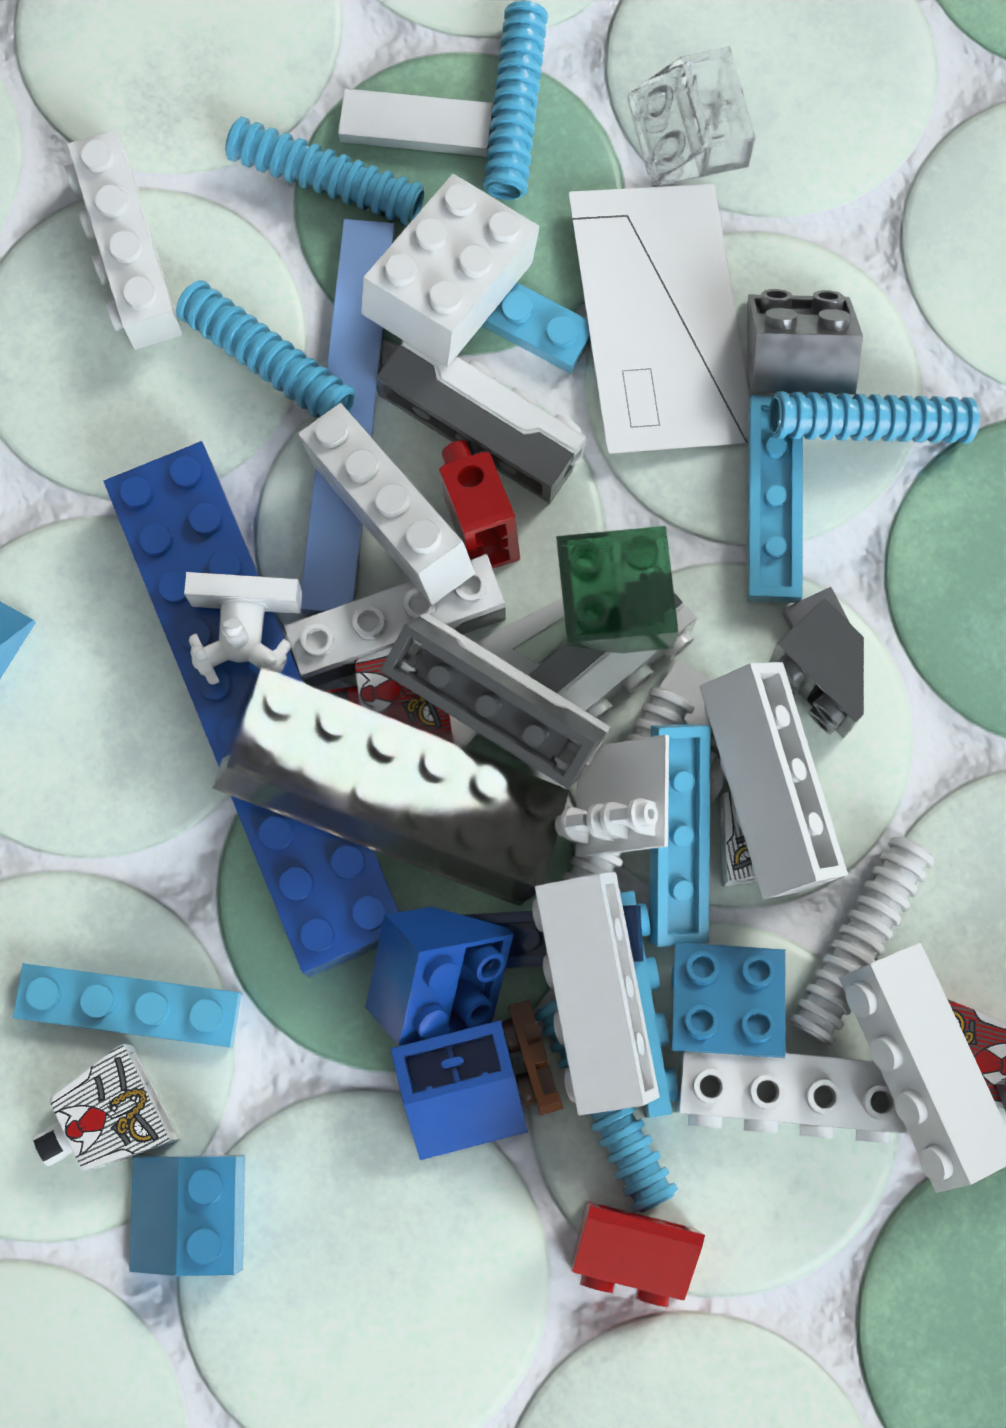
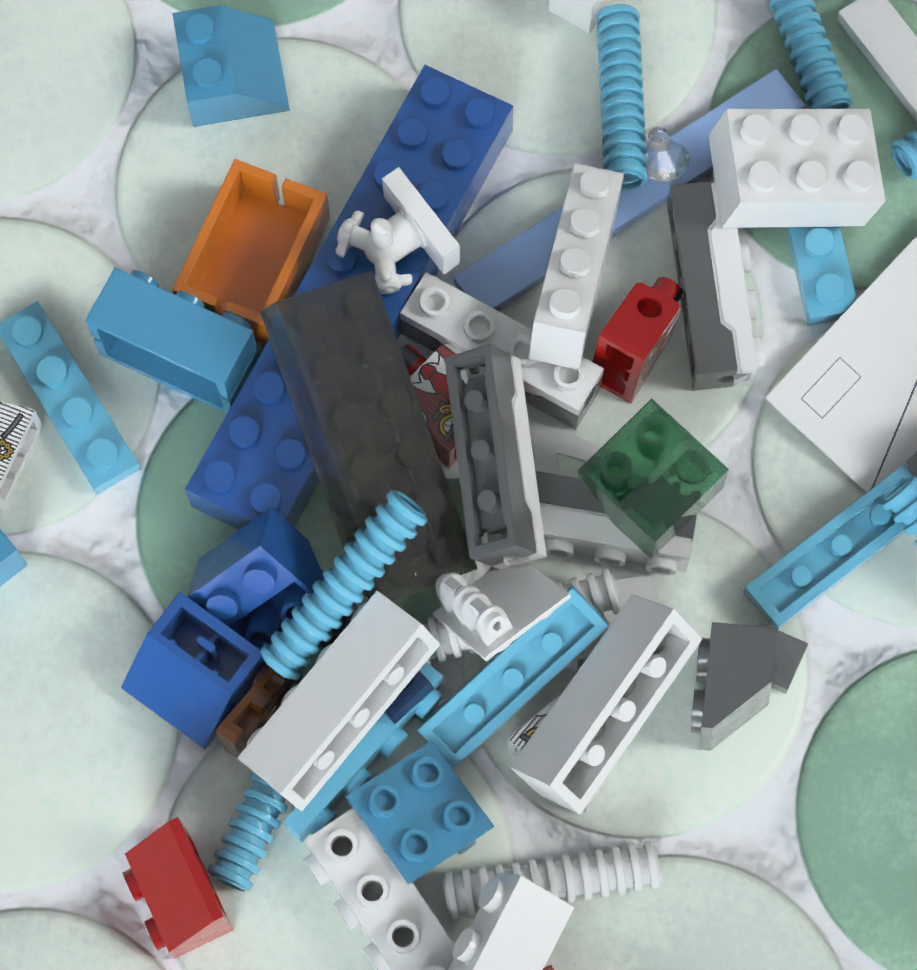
camera: 50 degrees right, 5 degrees down
(139, 752) = (253, 246): none -> orange piece
(161, 876) = (172, 338): none -> dark azure piece
(348, 361) = (665, 157): none -> clear rock
(506, 910) = (343, 585): none -> medium azure piece

